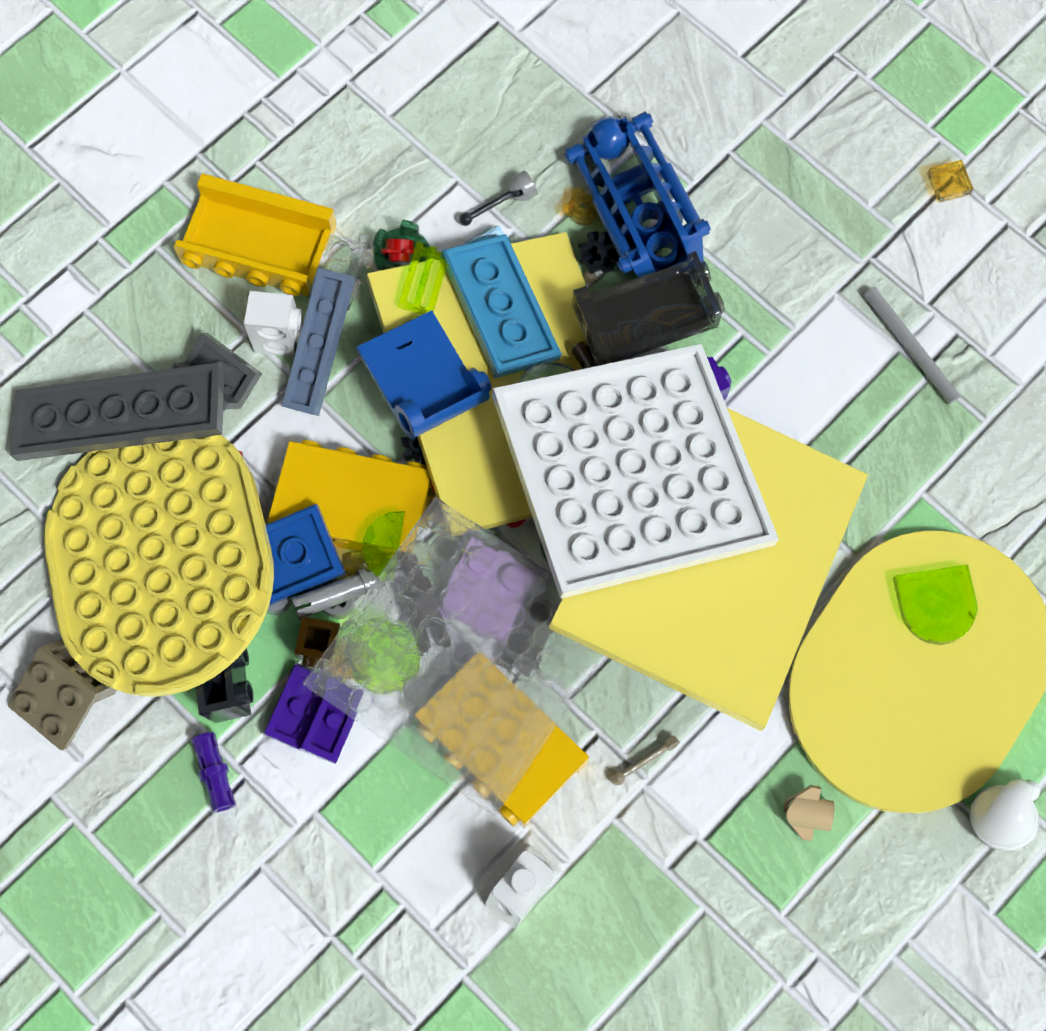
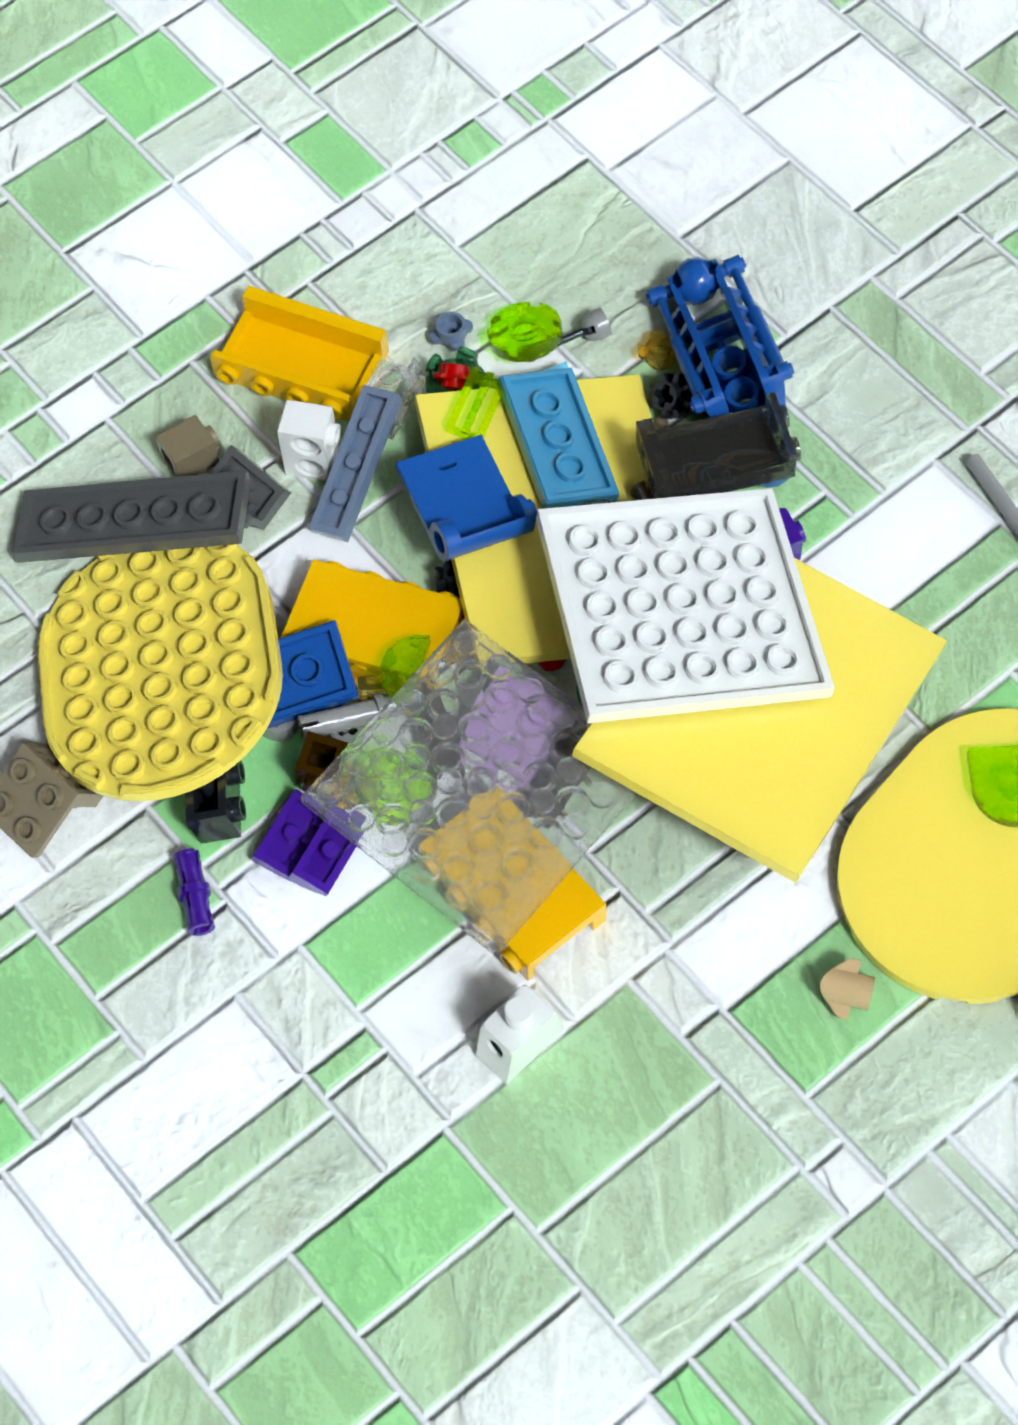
camera: 10 degrees right, 10 degrees down
(163, 336) = (189, 447): none -> dark tan brick
(391, 192) = (451, 322): none -> sand blue plate
(459, 198) = (524, 332): none -> clear neon green tile
(618, 777) = (699, 906): dark tan hinge -> none

